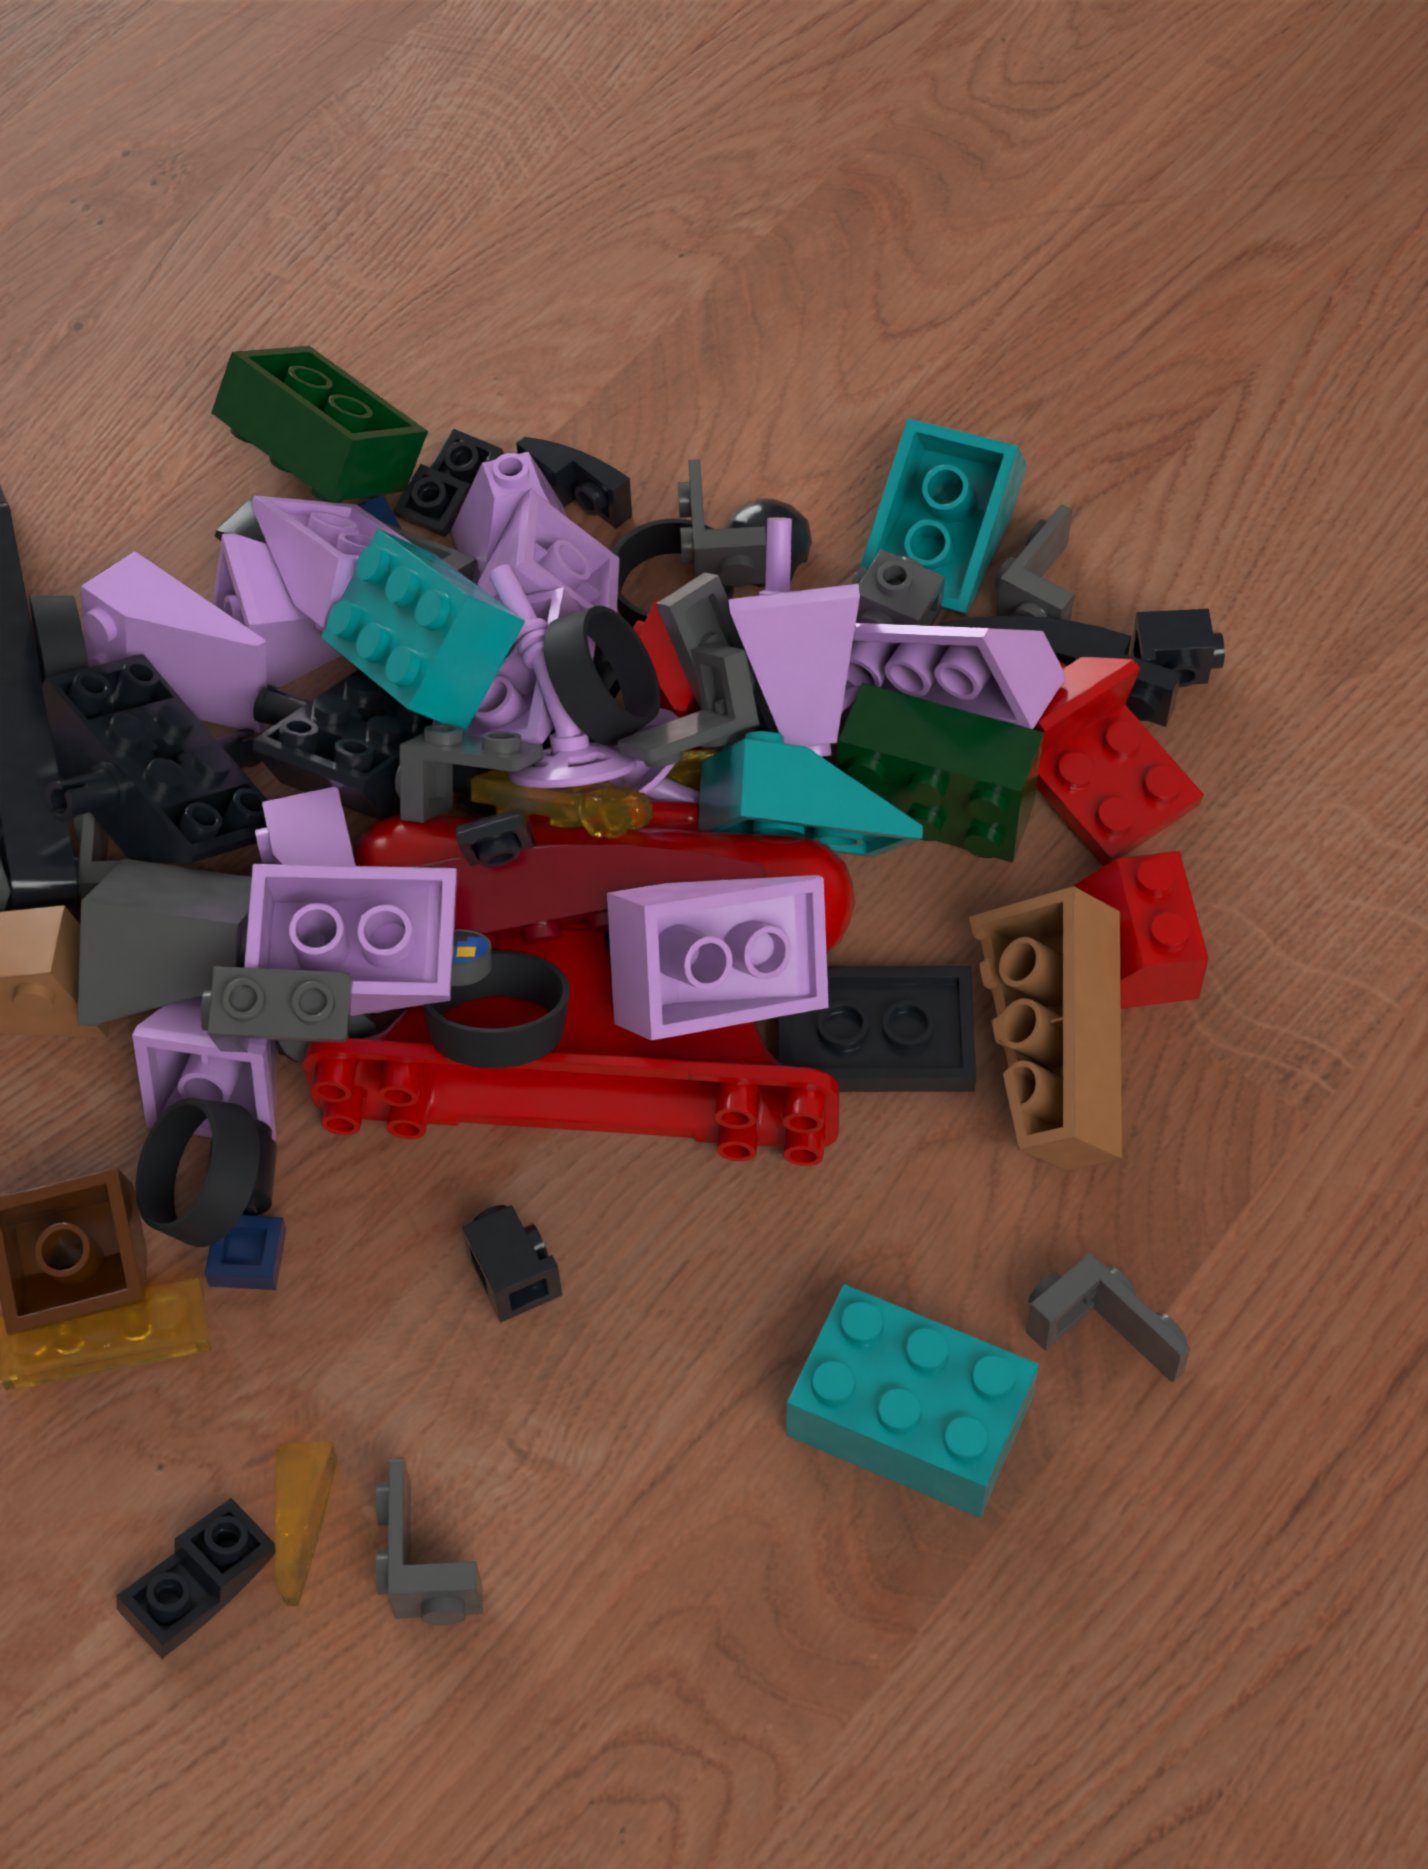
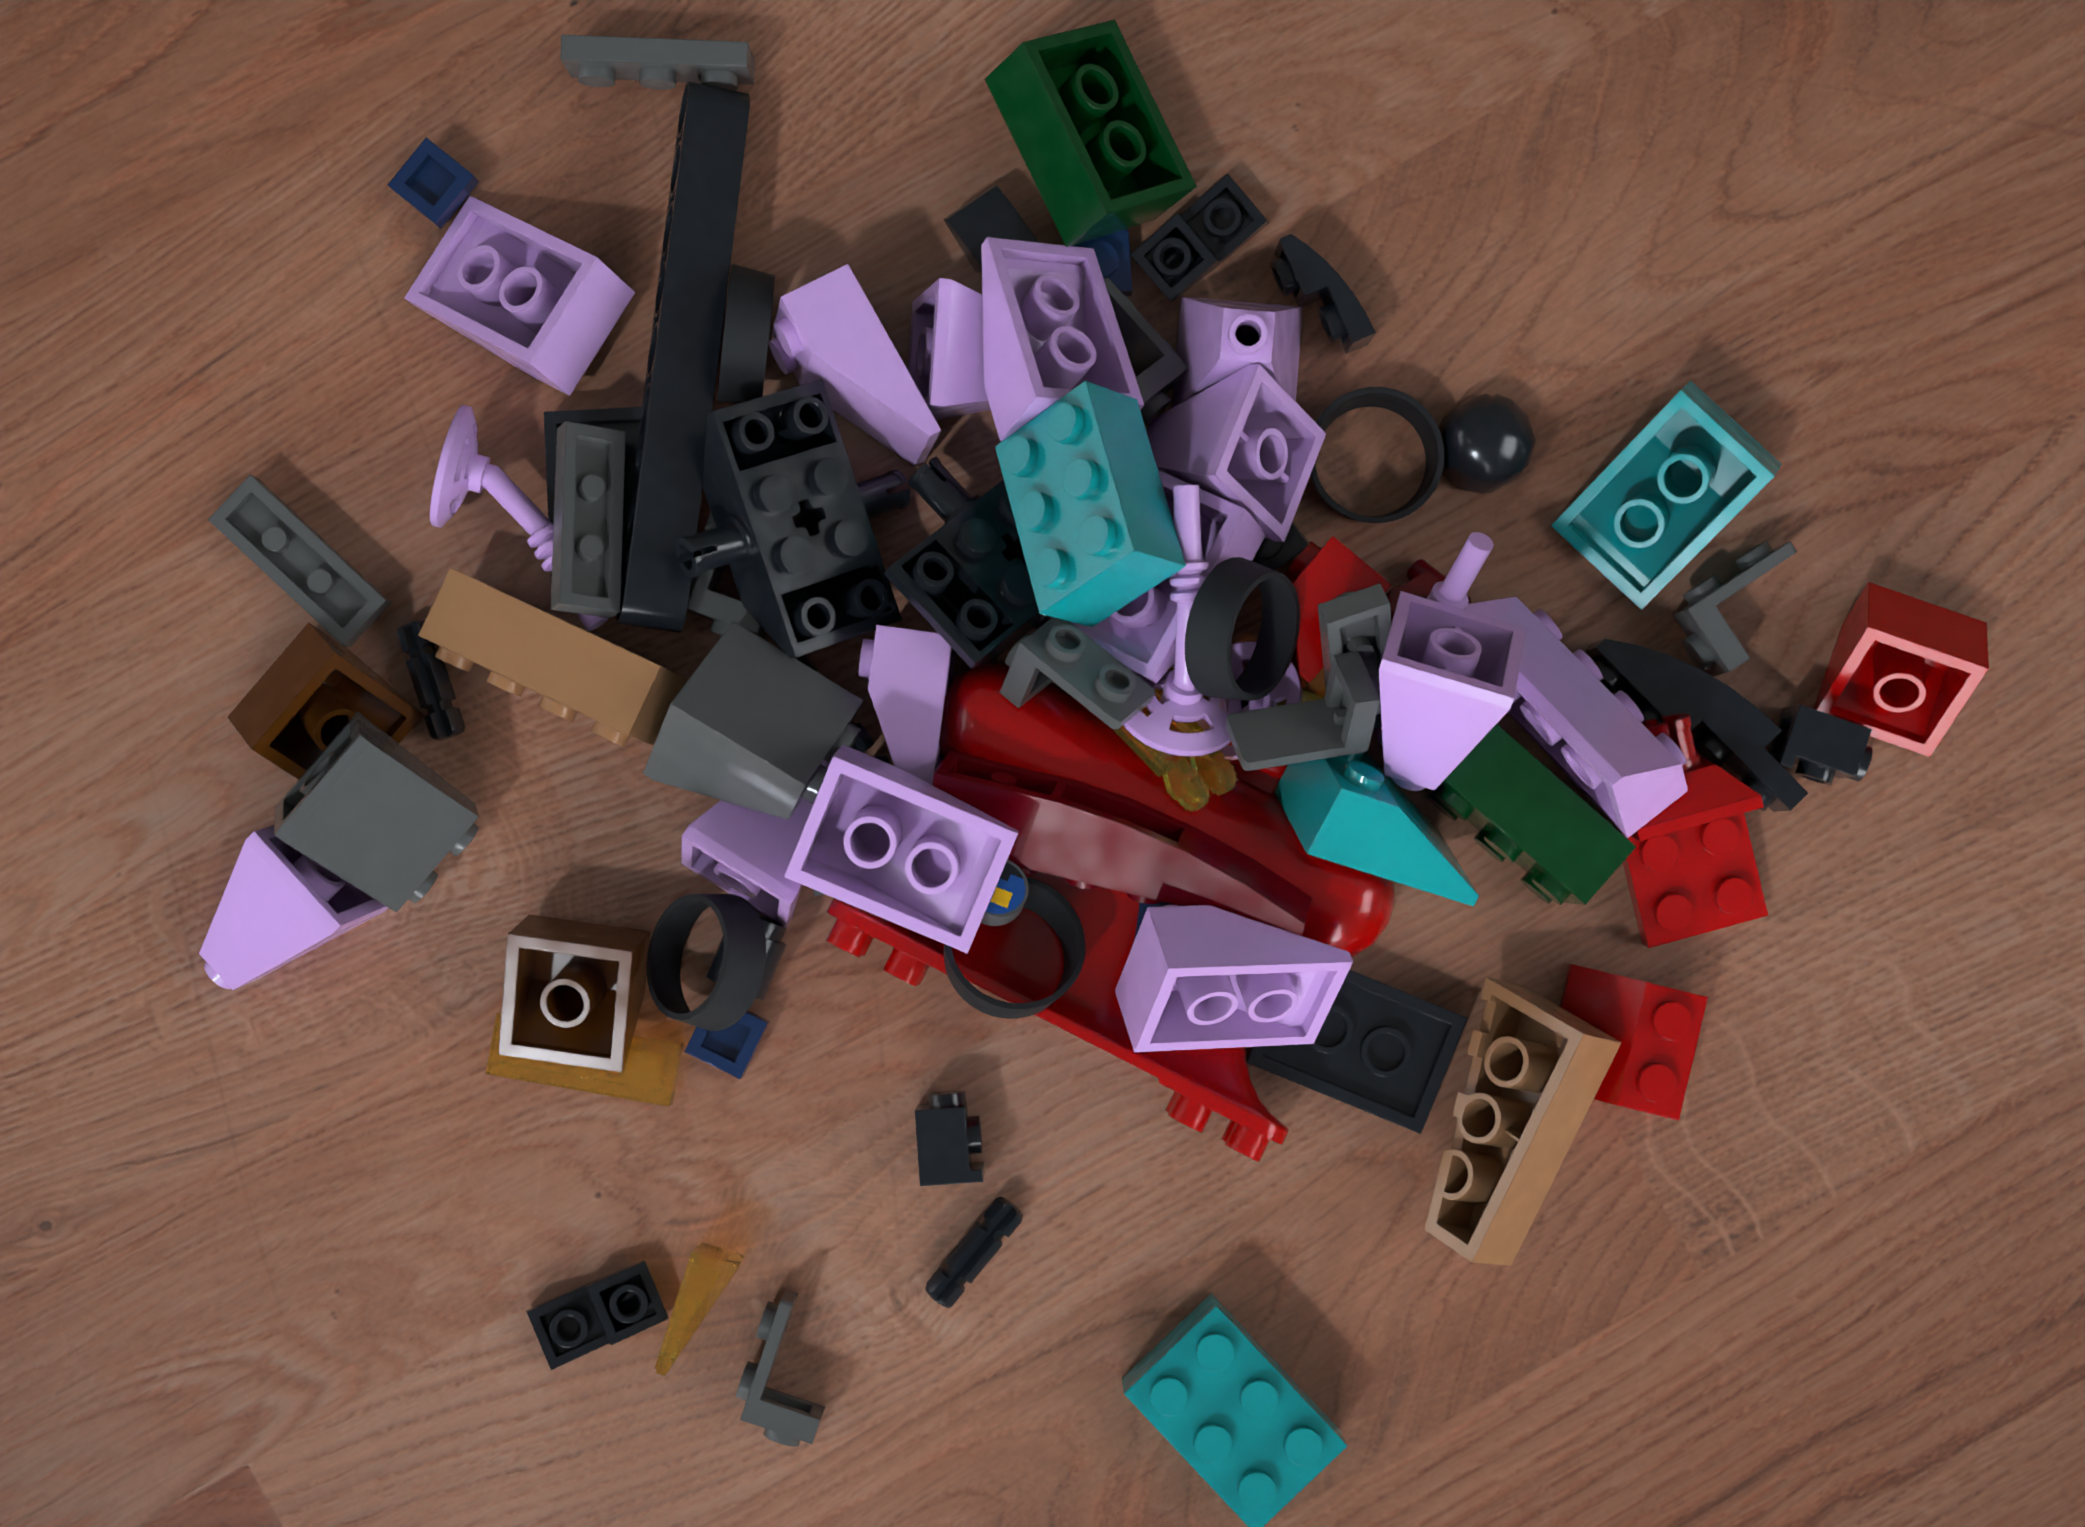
camera: 25 degrees right, 30 degrees up
(275, 1006) = (808, 900): dark grey bracket -> none
(496, 838) = (1071, 791): black slope -> none
(579, 1363) = (974, 1252): none -> black axle
(731, 553) = (1434, 486): dark grey bracket -> none
(898, 592) = (1598, 584): dark grey brick -> none
(1089, 1285) = (1402, 1371): dark grey bracket -> none
(1219, 566) = (1903, 668): none -> red slope

